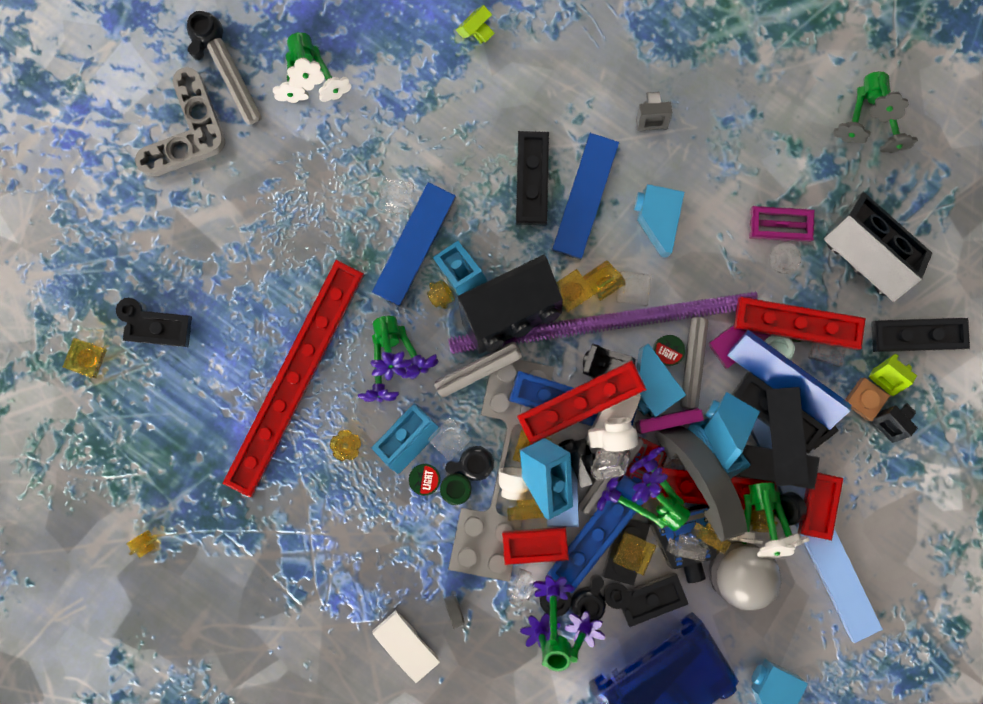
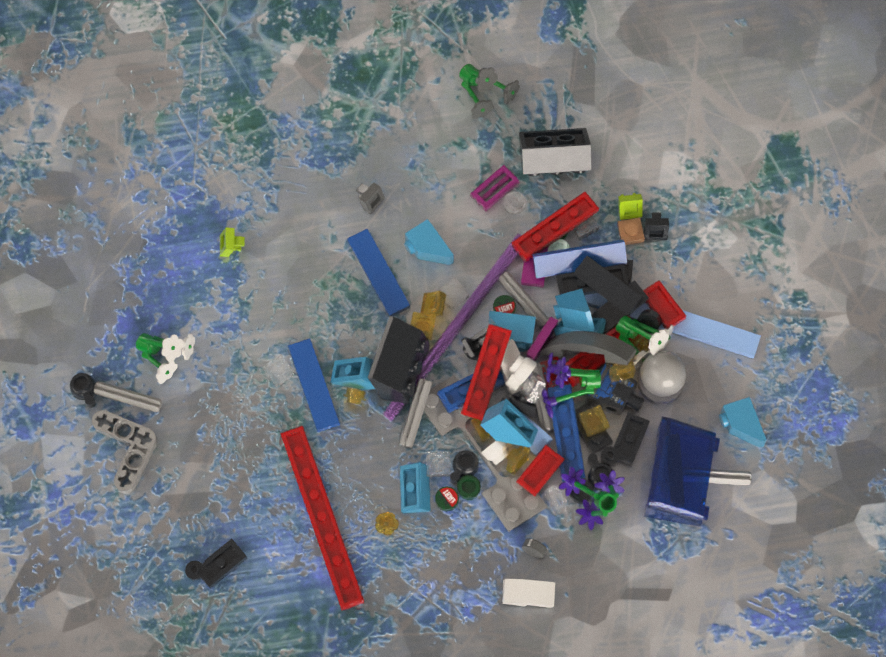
camera: 40 degrees left, 15 degrees down
(84, 358) = (197, 618): clear yellow plate -> none
(387, 336) = (350, 442): plant -> none
(532, 178) = (340, 291): black tile -> none
(687, 547) = (615, 388): clear plate -> none
(920, 334) = (623, 173): black tile -> none

